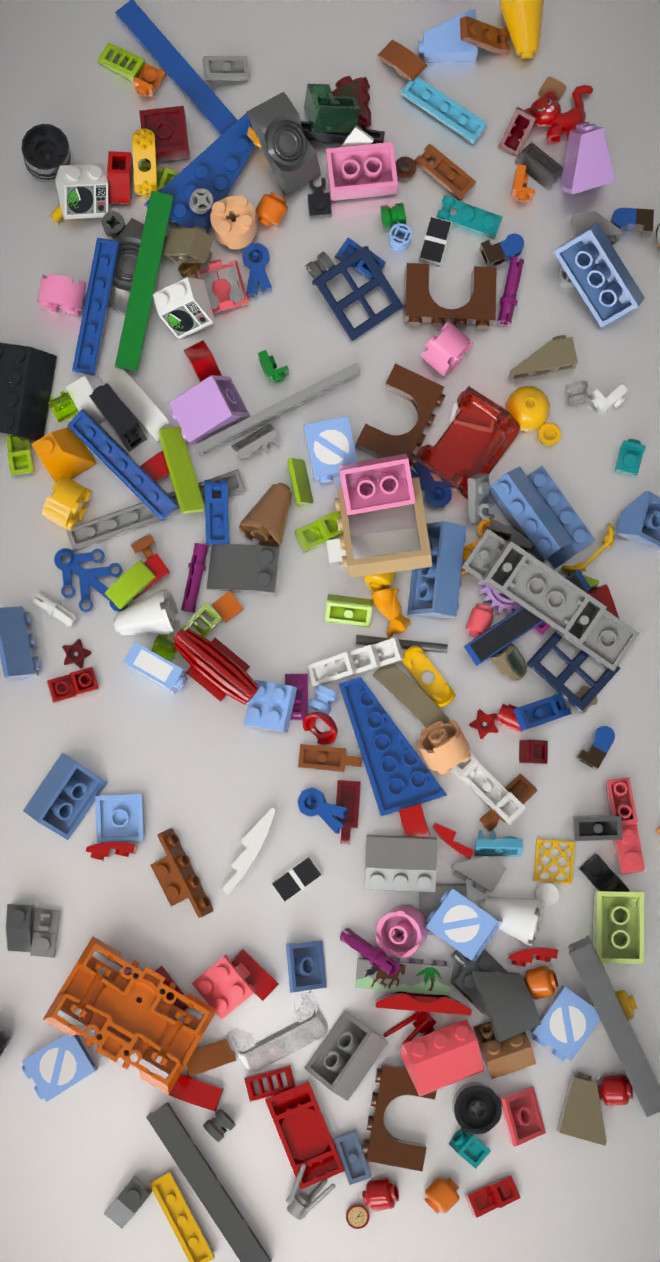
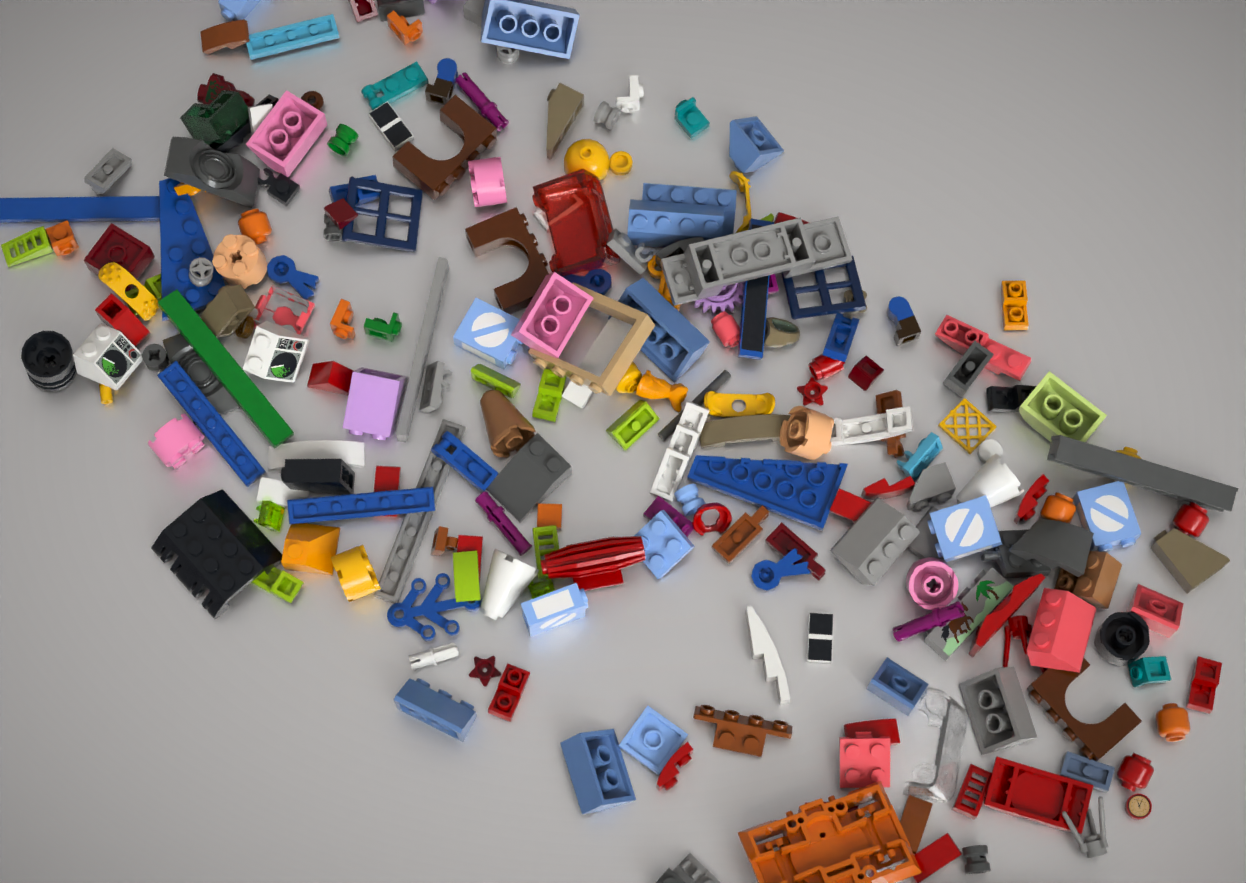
camera: 50 degrees left, 10 degrees down
(181, 470) = (406, 462): lime tile -> none
(252, 331) = (341, 317): none -> orange bracket
(330, 262) = (340, 213): none -> dark red slope
(398, 241) = (367, 153): light blue wheel -> none
(445, 172) = (342, 75): dark orange plate -> none

